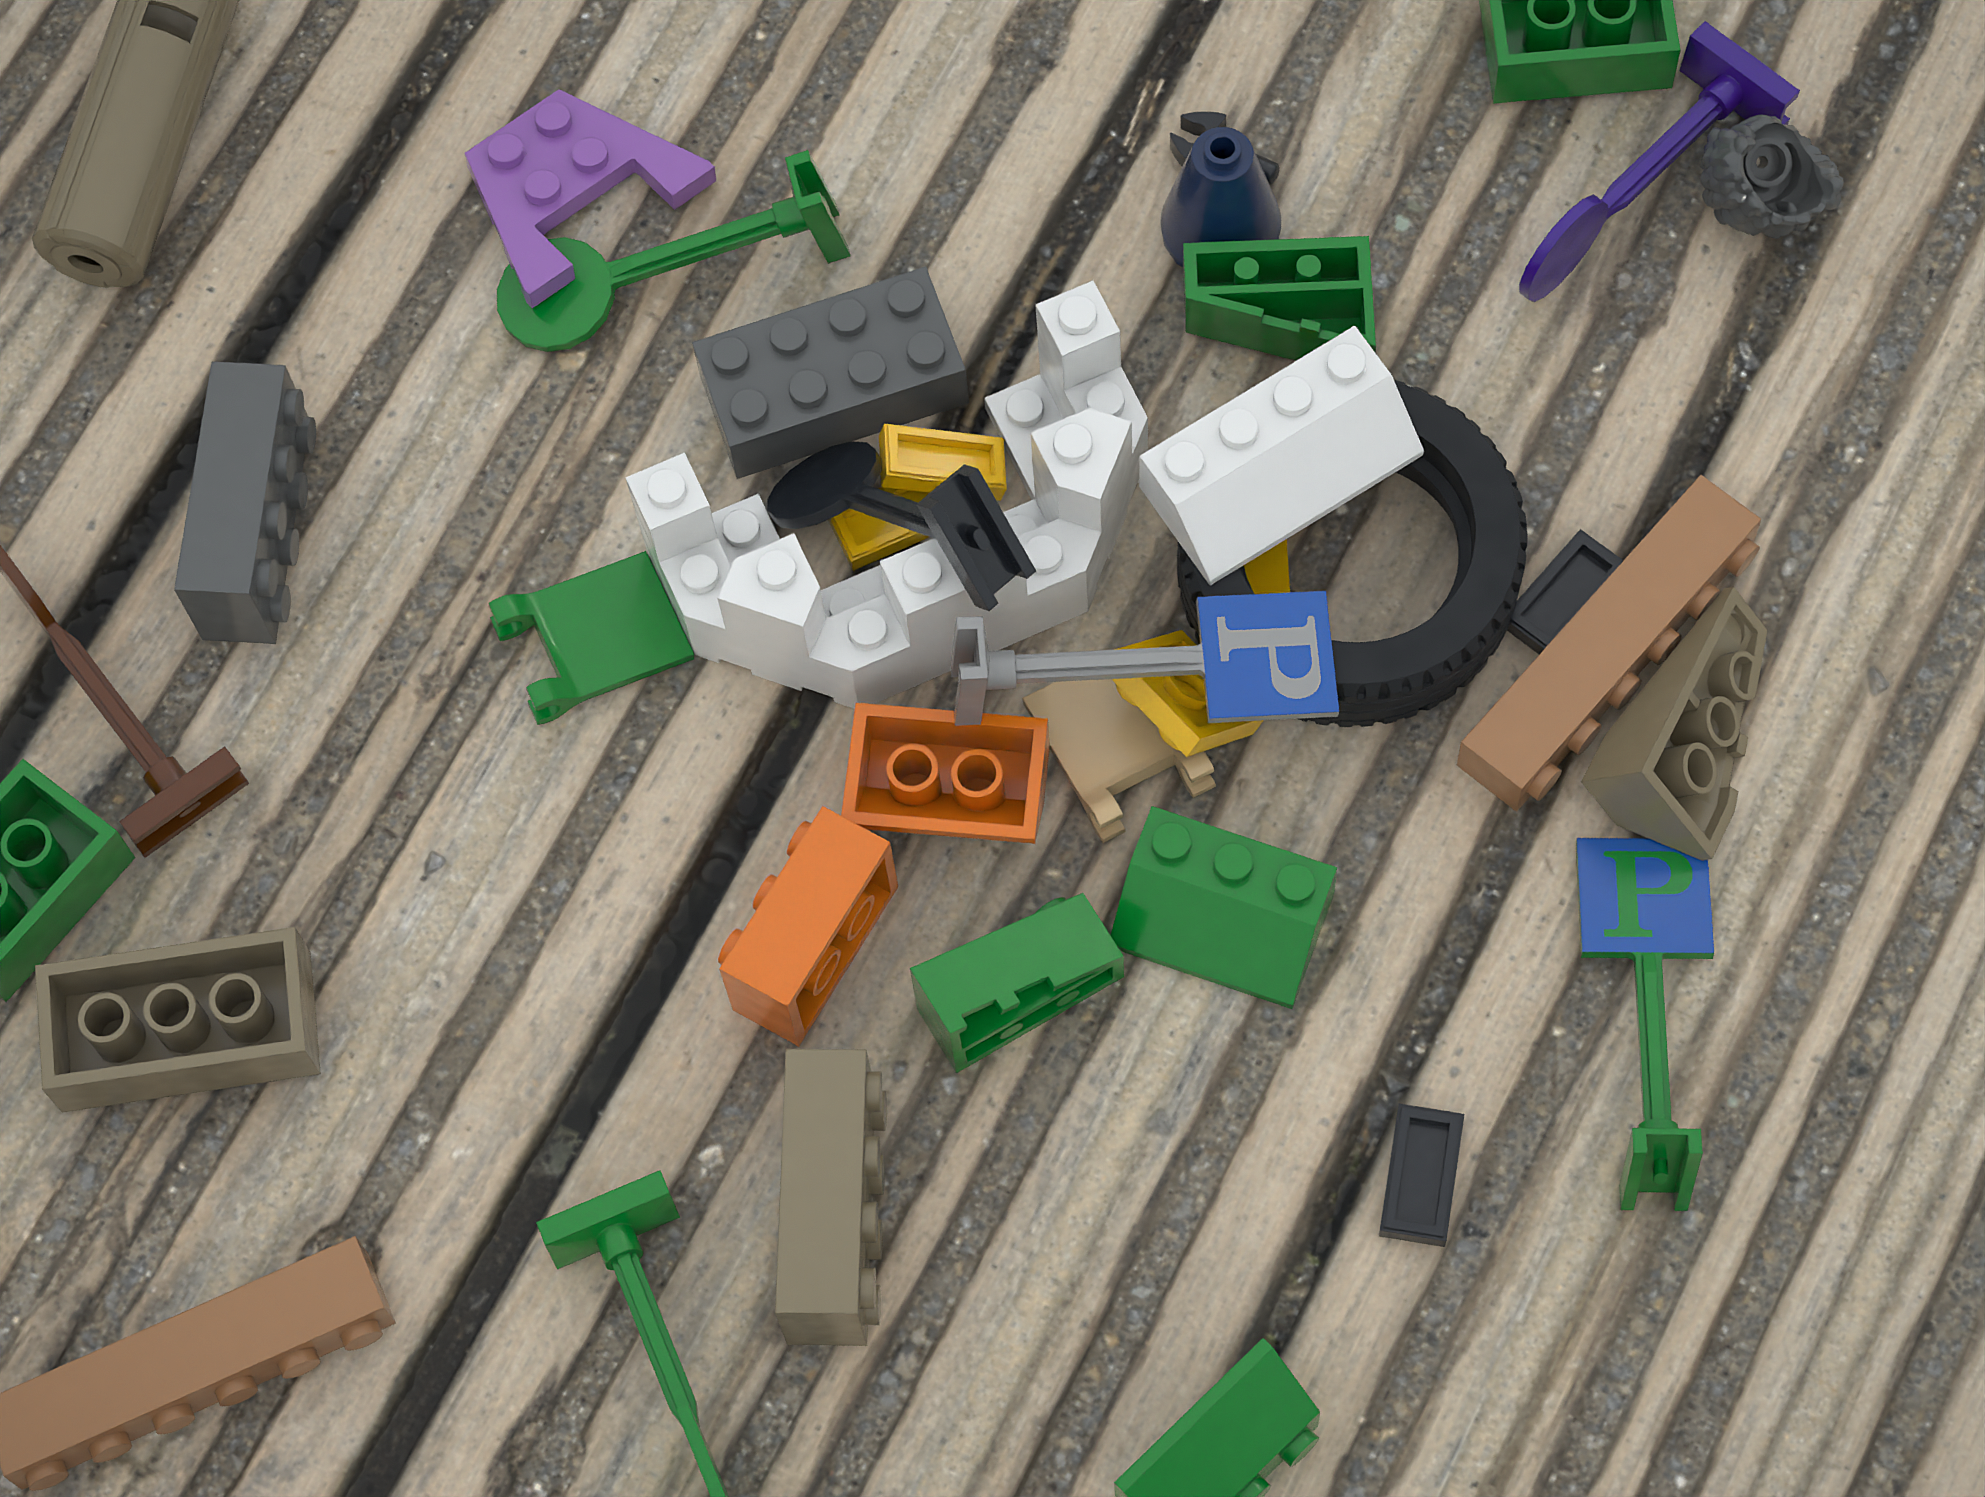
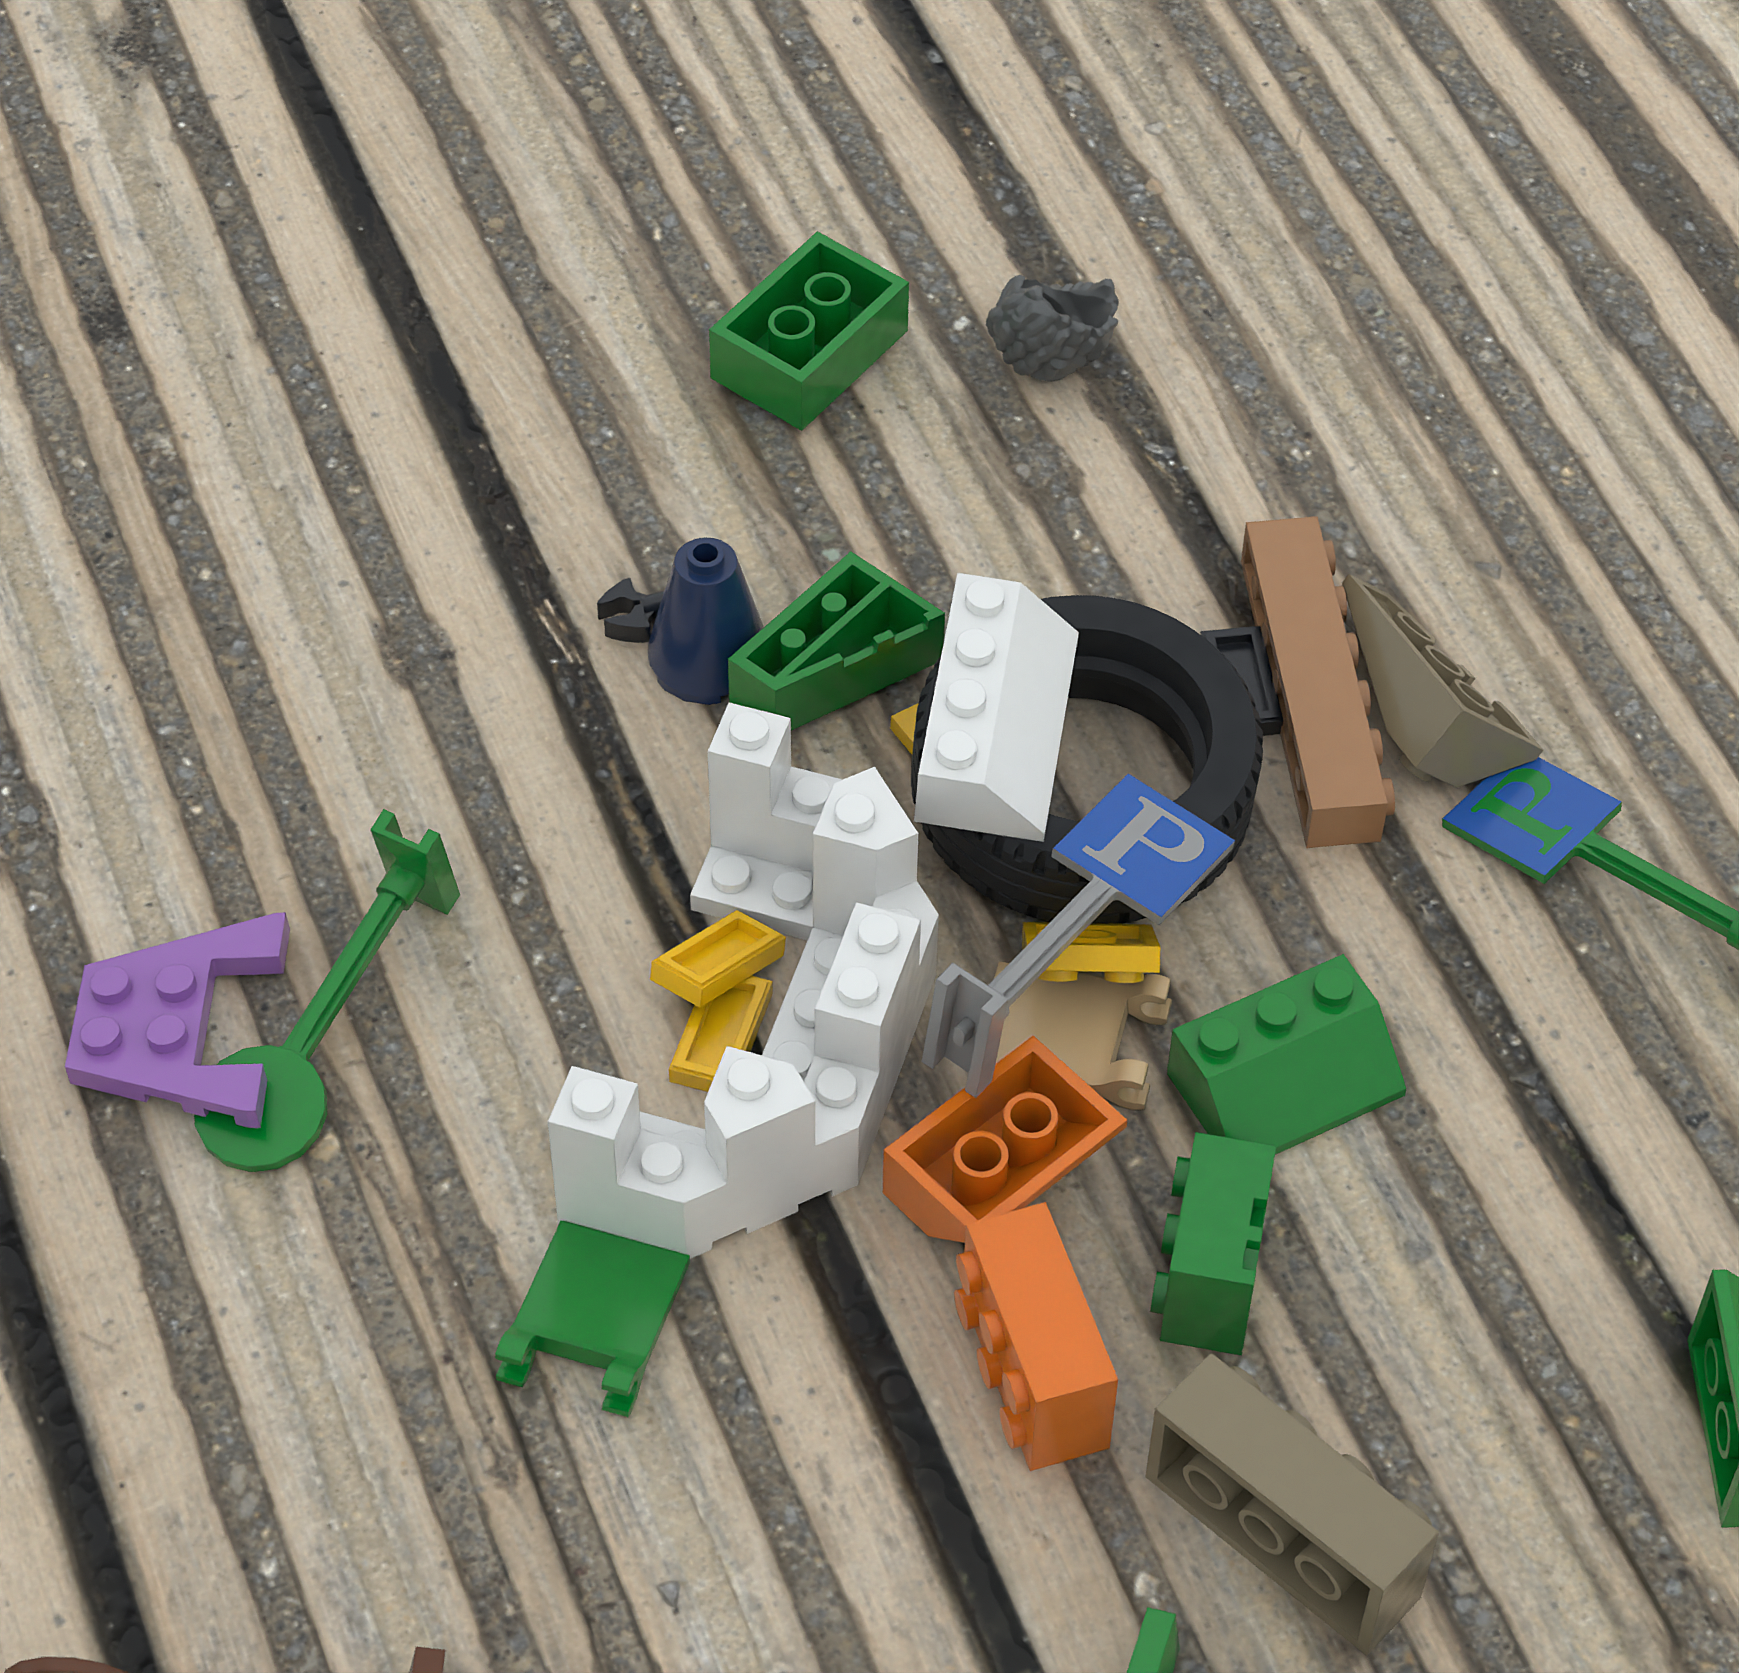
camera: 55 degrees left, 15 degrees down
(245, 503) = (206, 1457): dark grey brick -> none
(831, 372) = (557, 969): dark grey brick -> none
(956, 513) = (667, 1025): black piece -> none
(1421, 1175) = (1625, 1113): black tile -> none
(1730, 83) = (954, 293): dark purple piece -> none

